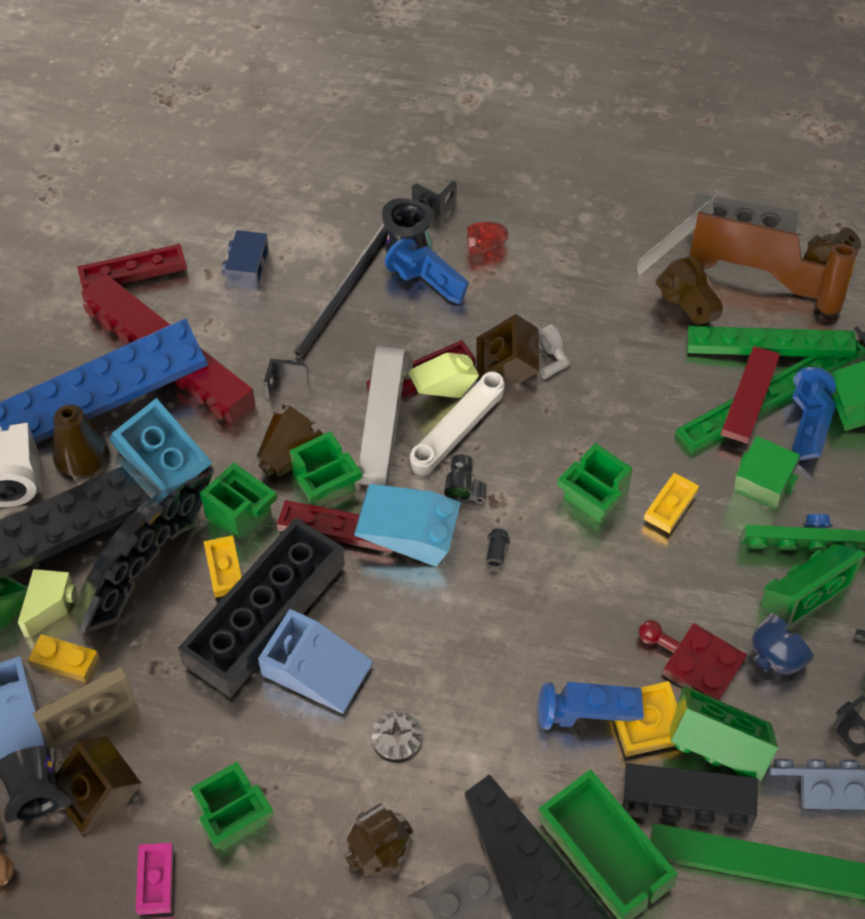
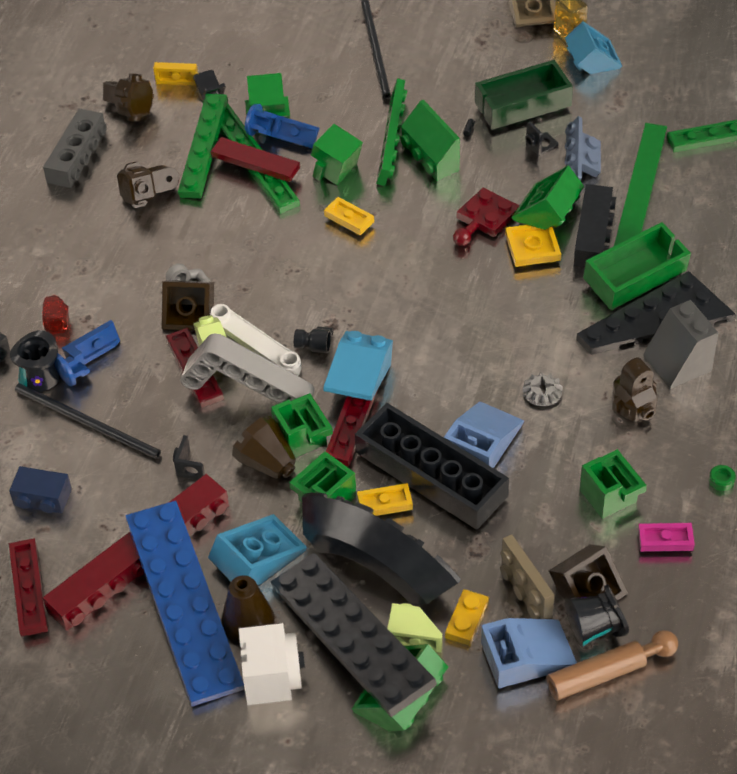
camera: 85 degrees left, 5 degrees down
(498, 540) = (381, 321): black pin -> none
(588, 701) = (526, 290): blue piece -> none
(596, 482) = (331, 251): green plate -> none
(672, 239) = (94, 175): white sticker -> none
(777, 253) = (129, 121): reddish brown door -> none
(779, 648) = (481, 165): dark blue cylinder -> none
(817, 521) = (376, 138): blue plate -> none

